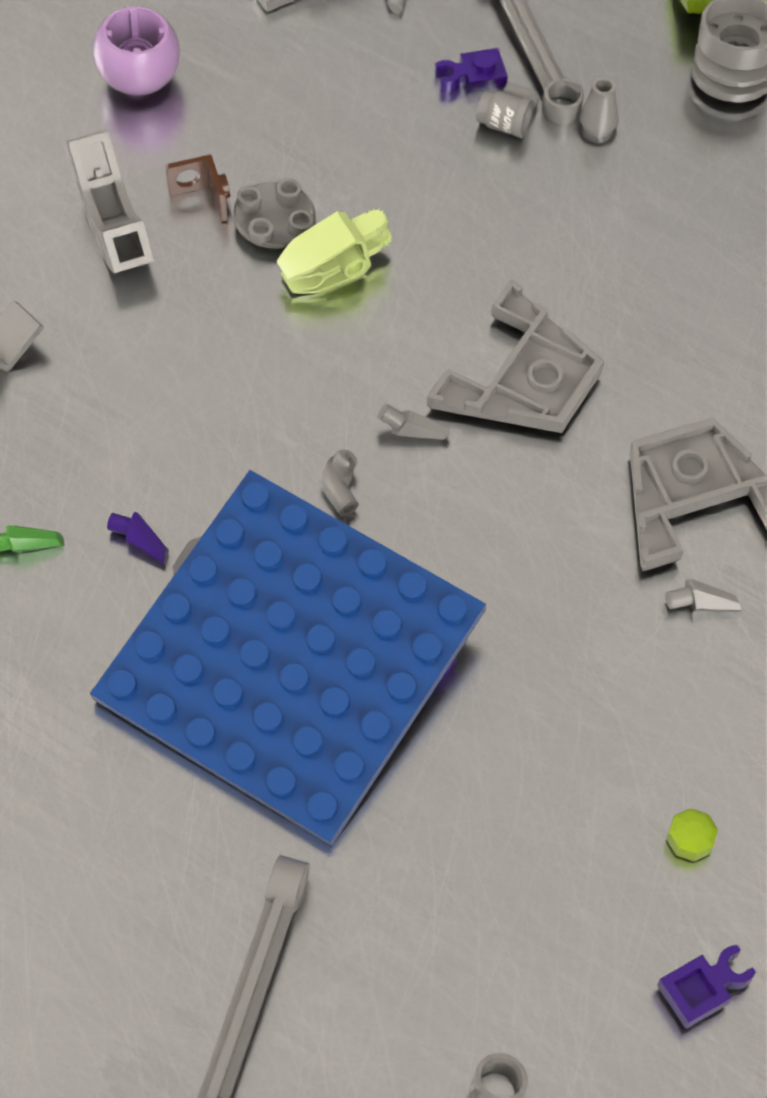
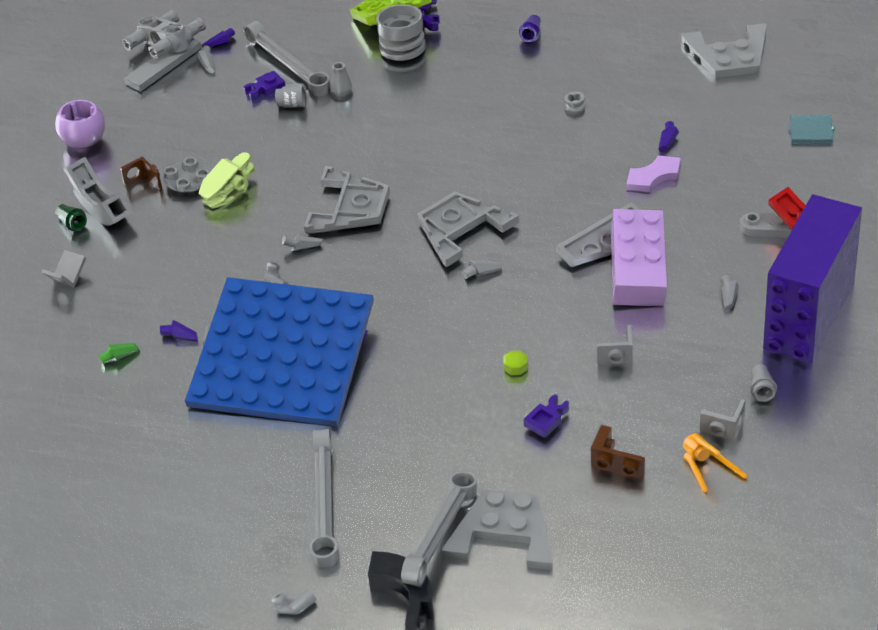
camera: 15 degrees left, 15 degrees down
(55, 230) = (72, 217): none -> dark green cone

